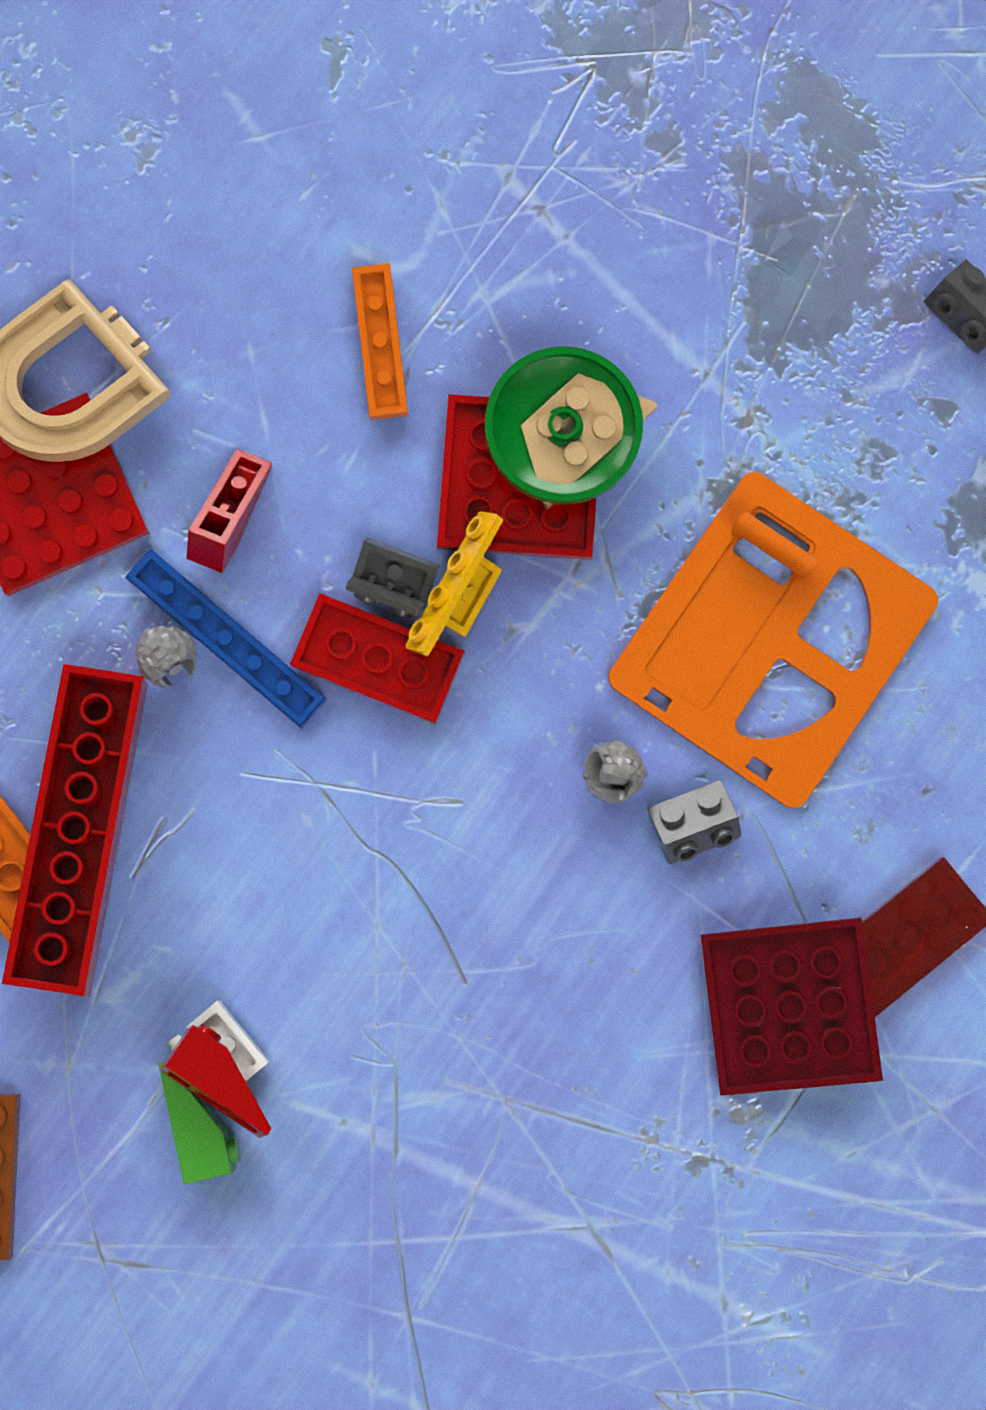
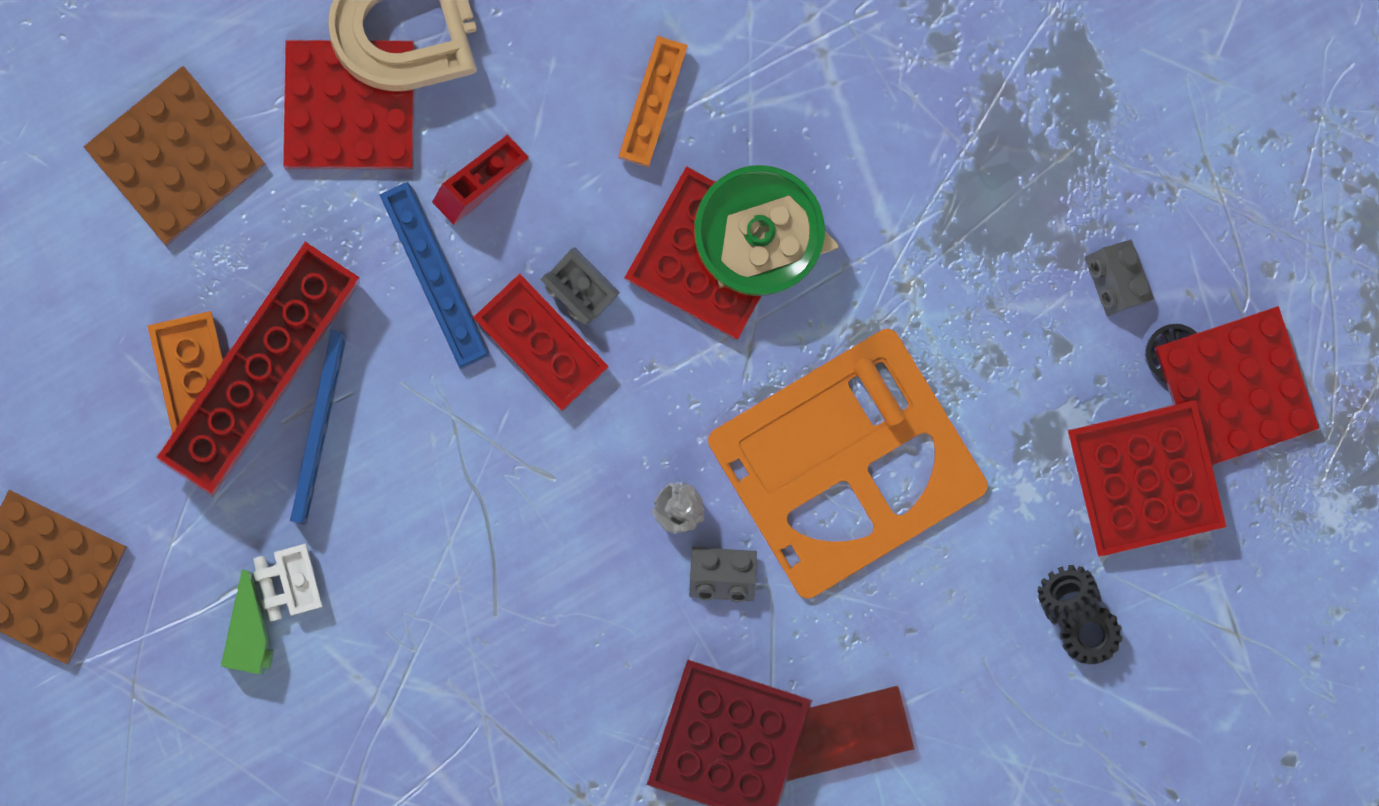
camera: 20 degrees right, 0 degrees up
(161, 651) = (381, 264): light grey piece -> none
(173, 864) = (318, 427): none -> blue tile
(212, 1075) = (277, 594): red slope -> none
(462, 588) = (627, 319): yellow bracket -> none

